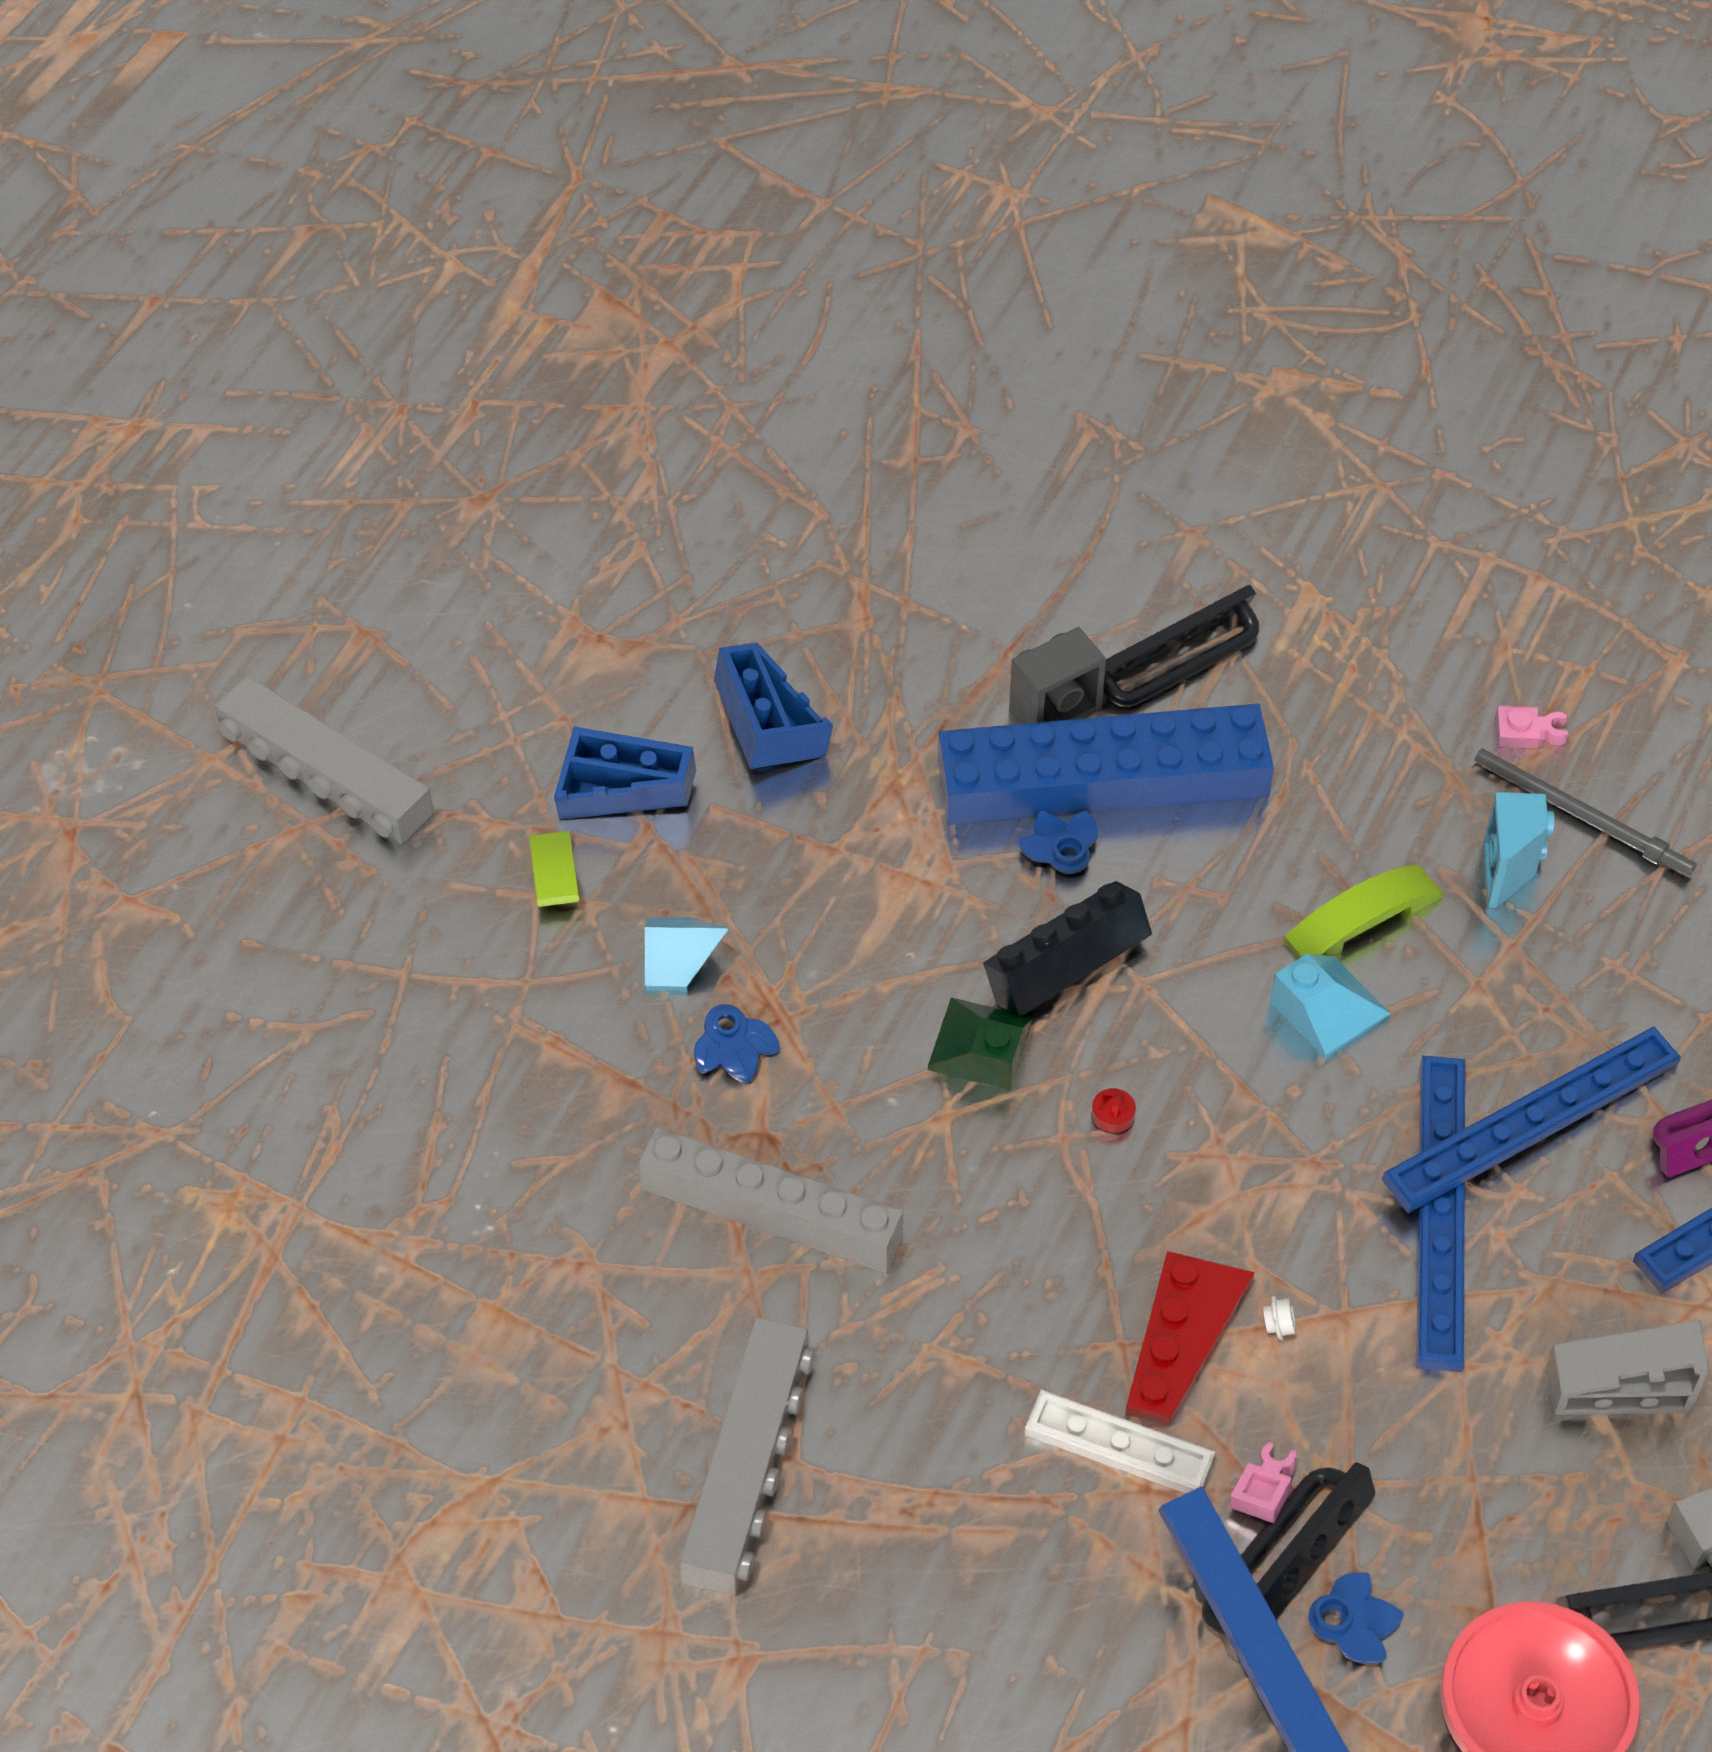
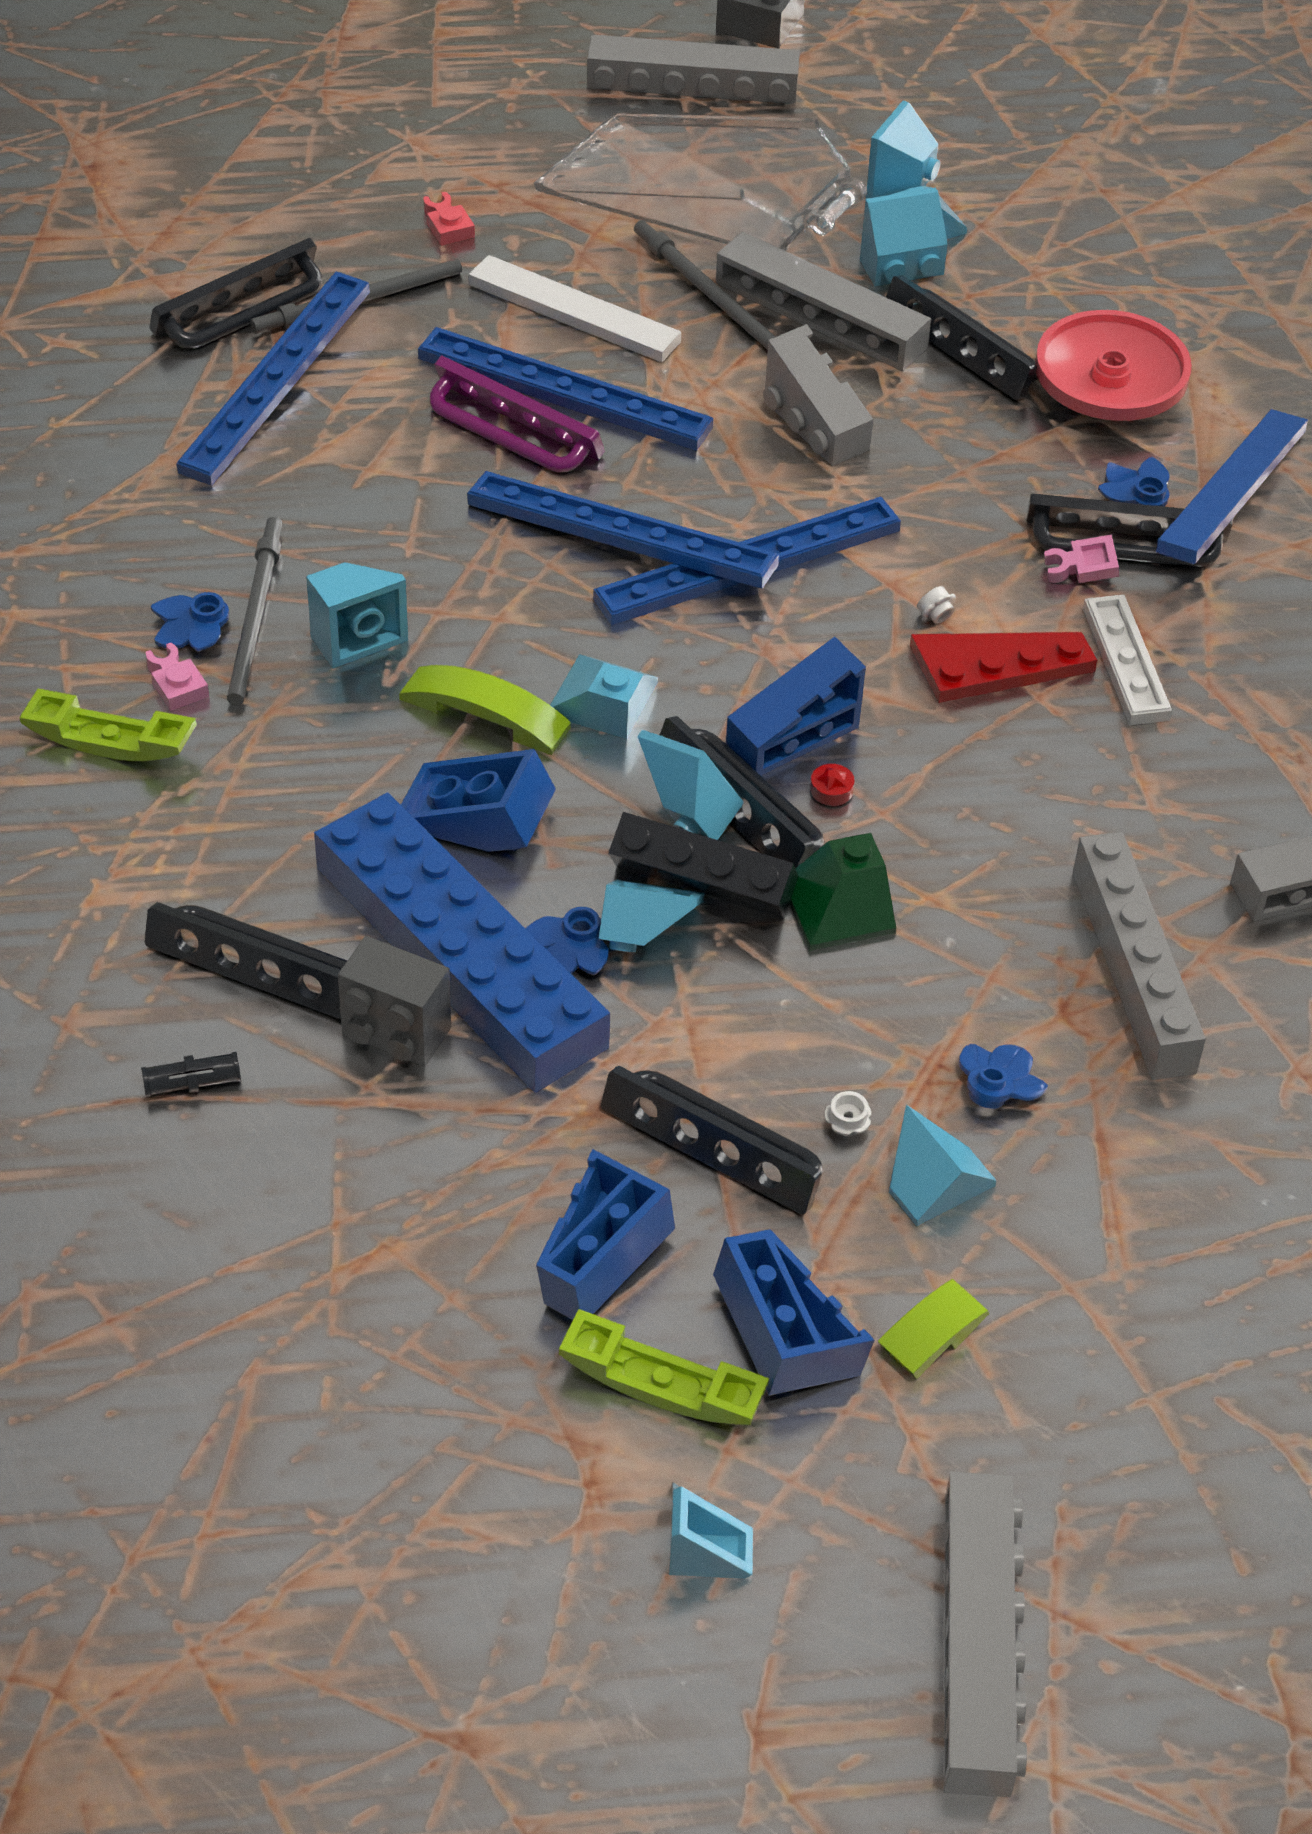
camera: 125 degrees left, 5 degrees down
(512, 658) = (707, 1539): none -> medium azure slope
(649, 699) = (659, 1377): none -> lime slope
(769, 915) = (852, 1105): none -> white plate
(794, 825) = (715, 1122): none -> black piece
(1049, 883) = (640, 912): none -> medium azure slope
(1089, 569) = (224, 1068): none -> black pin
(1156, 973) = (690, 786): none -> medium azure slope
(1199, 1112) = (800, 709): none -> blue wedge
(1223, 1012) = (768, 807): none -> black piece
(1245, 846) = (482, 799): none -> blue slope
(1489, 655) = (104, 734): none -> lime slope
(1590, 764) = (191, 620): none -> blue plate

